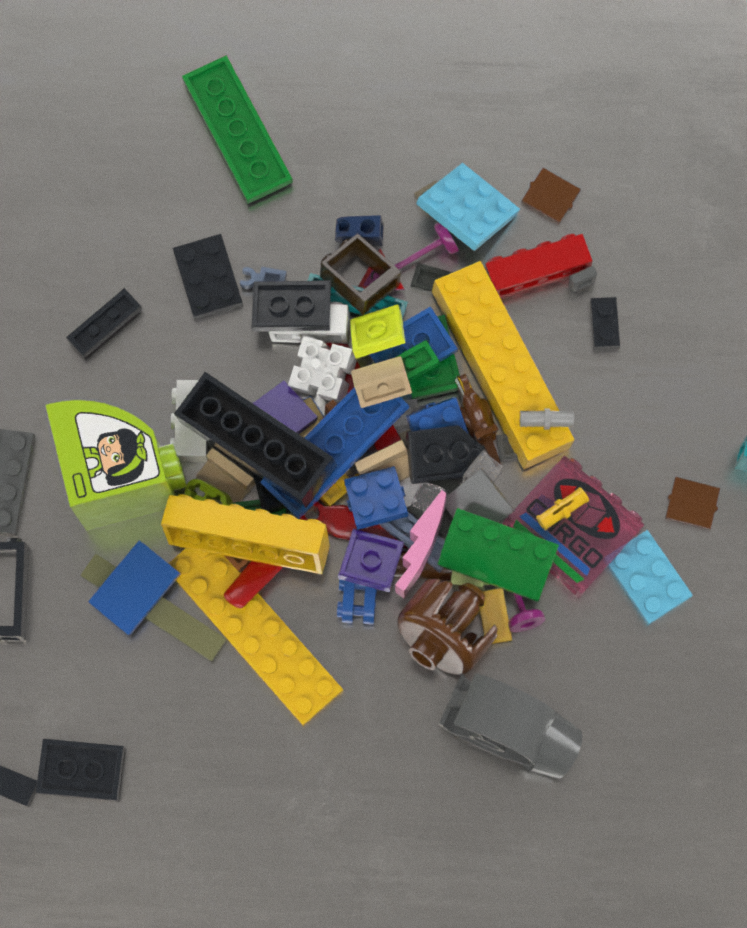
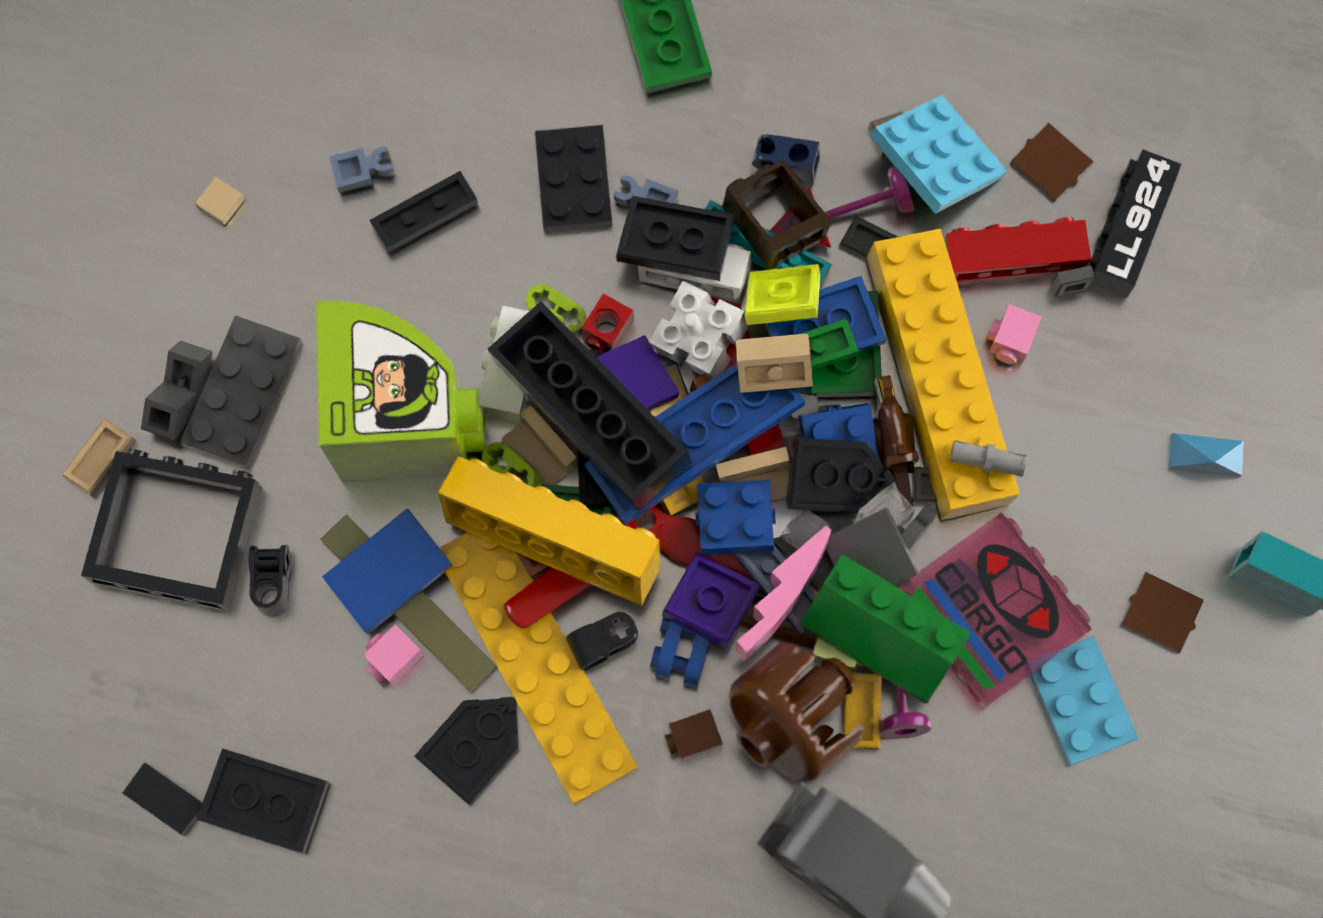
camera: 10 degrees right, 0 degrees up
(47, 302) = (354, 169): none -> sand blue plate
(49, 606) = (269, 571): none -> black piece
(150, 647) = (391, 655): none -> bright pink brick
(218, 370) = (560, 304): none -> lime beam
(222, 699) = (472, 745): none -> black tile
(252, 368) = (611, 311): none -> red brick
(295, 607) = (594, 642): none -> black piece
(378, 659) = (693, 736): none -> reddish brown brick
(507, 477) = (918, 525): none -> dark grey plate
(548, 326) = (1013, 335): none -> bright pink brick
(576, 499) = (963, 594): yellow pin -> none
(604, 323) = (1090, 346): black plate -> none
(618, 227) = (1134, 223): none -> black brick
(702, 384) = (1206, 454): none -> dark azure slope

